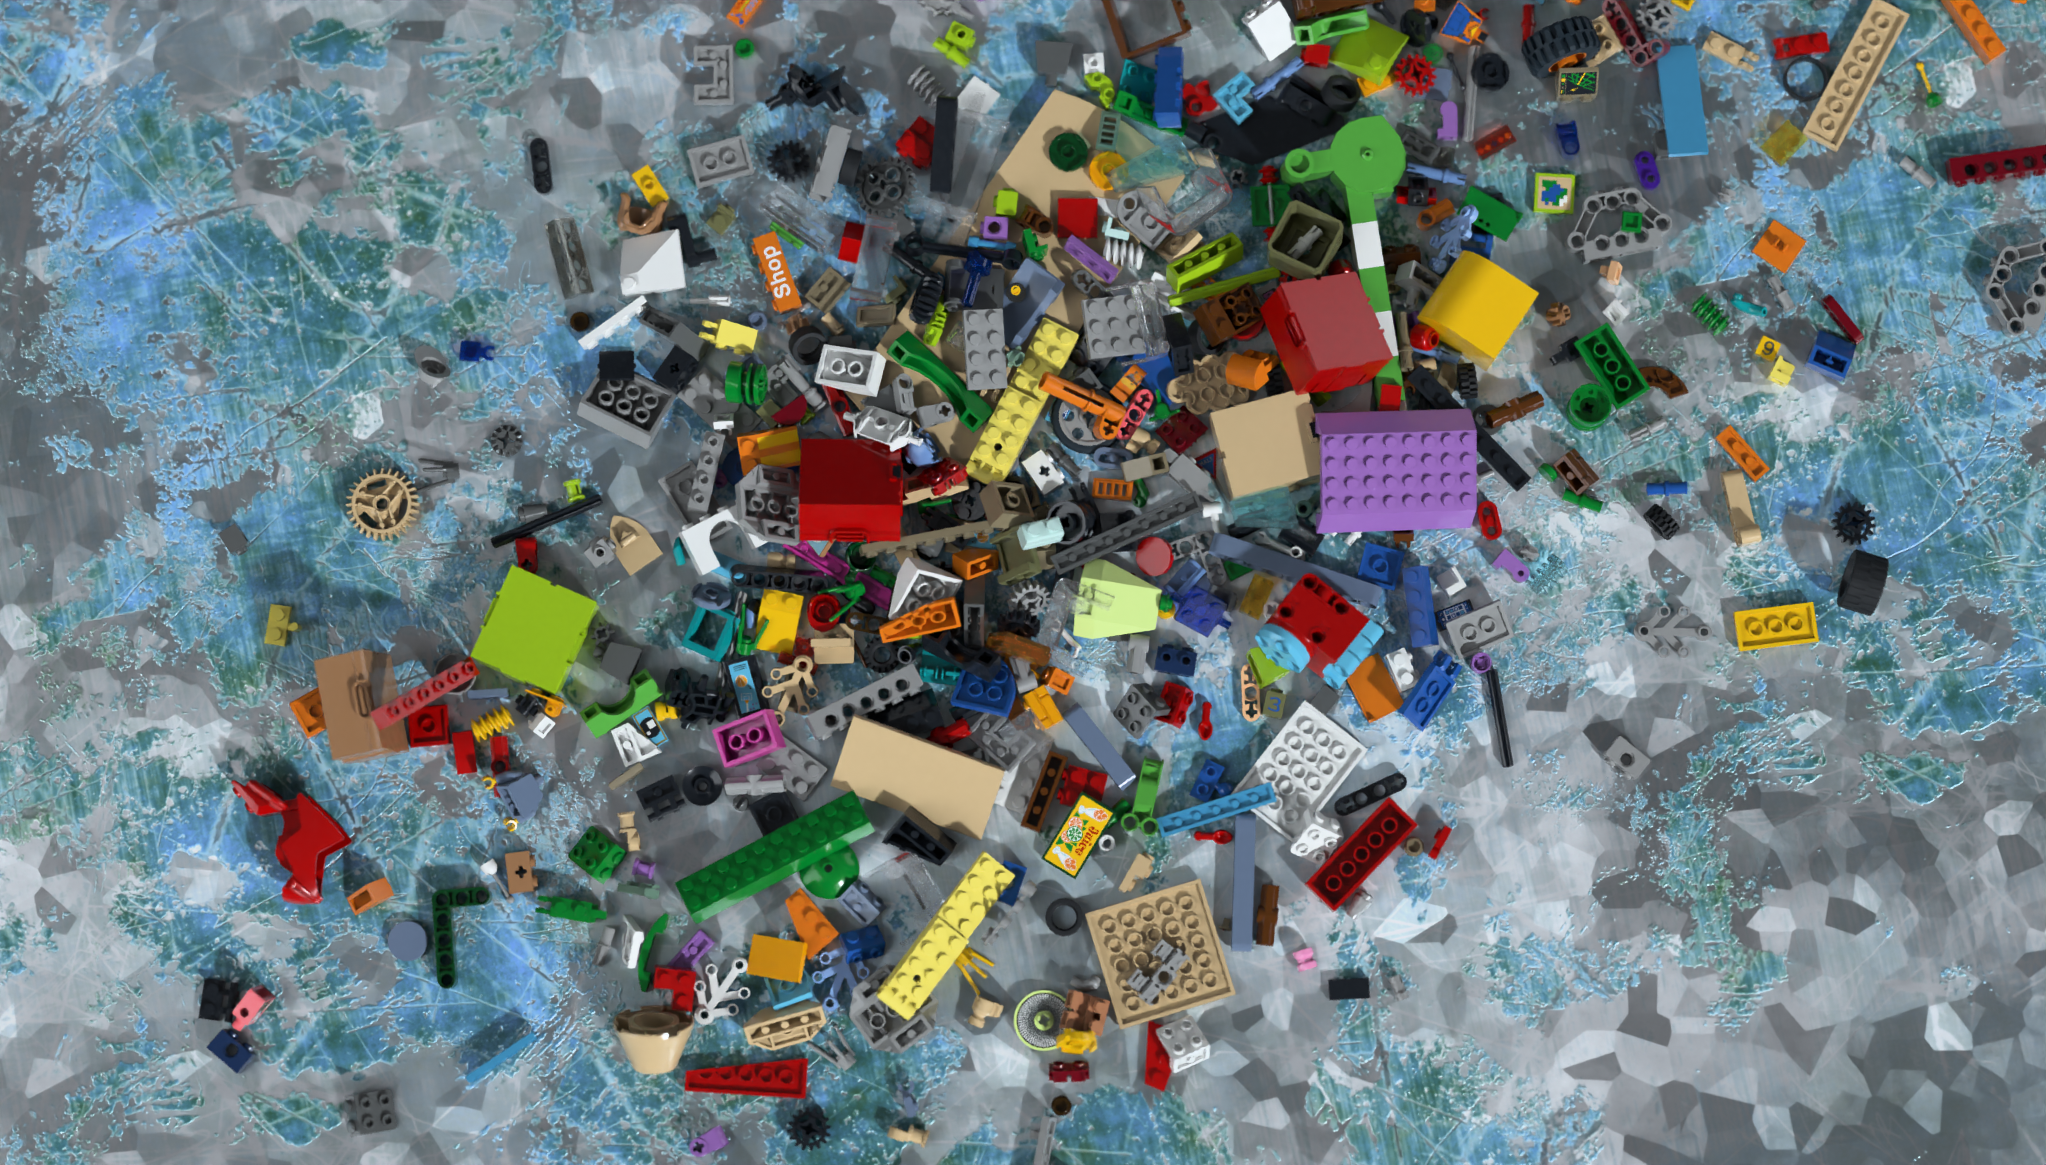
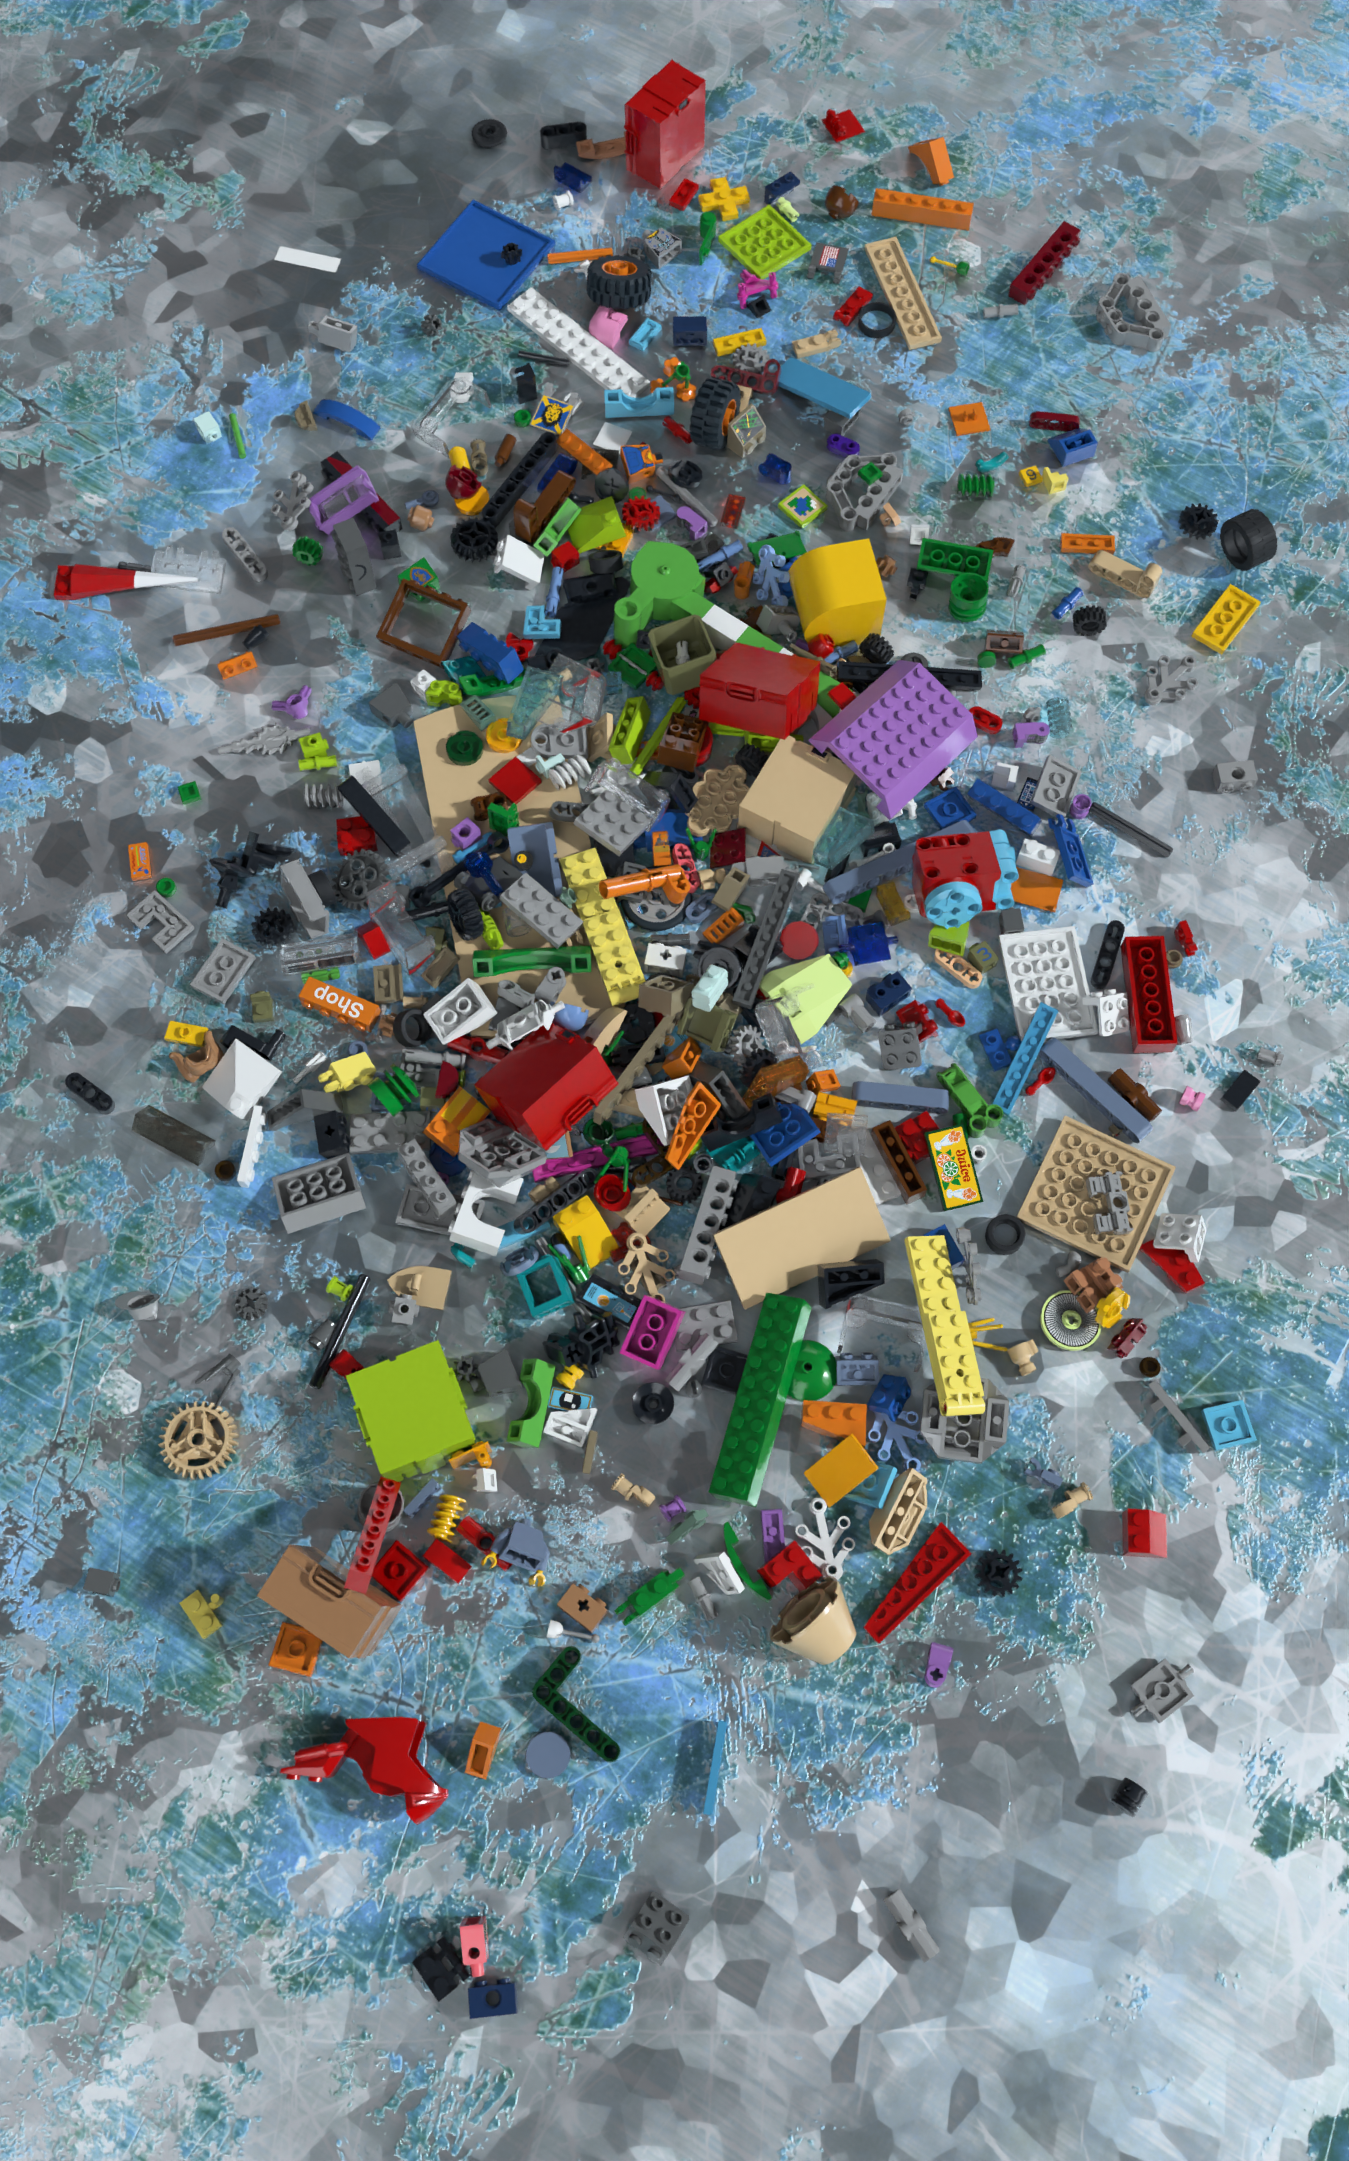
camera: 50 degrees left, 15 degrees down
(473, 351) = (163, 1265): clear blue plate -> none
(527, 705) = (460, 1476): black gear -> none
(597, 854) = (627, 1534): green bracket -> none
(616, 365) = (283, 1173): black piece -> none
(658, 792) = (625, 1442): black plate -> none
(724, 421) = (404, 1132): white tile -> none
(844, 1058) = (966, 1493): light grey plant -> none
(938, 475) = (601, 1016): red hinge -> none
(1006, 203) = (455, 811): lime brick -> none
(1091, 259) = (549, 794): medium lavender tile -> none
(1140, 868) = (1018, 1149): tan plate -> none
(1250, 369) = (733, 763): orange brick -> none
(1514, 409) = (924, 640): reddish brown piece -> none
(1781, 293) = (1002, 440): light grey axle -> none
(1784, 143) = (906, 362): clear yellow plate -> none

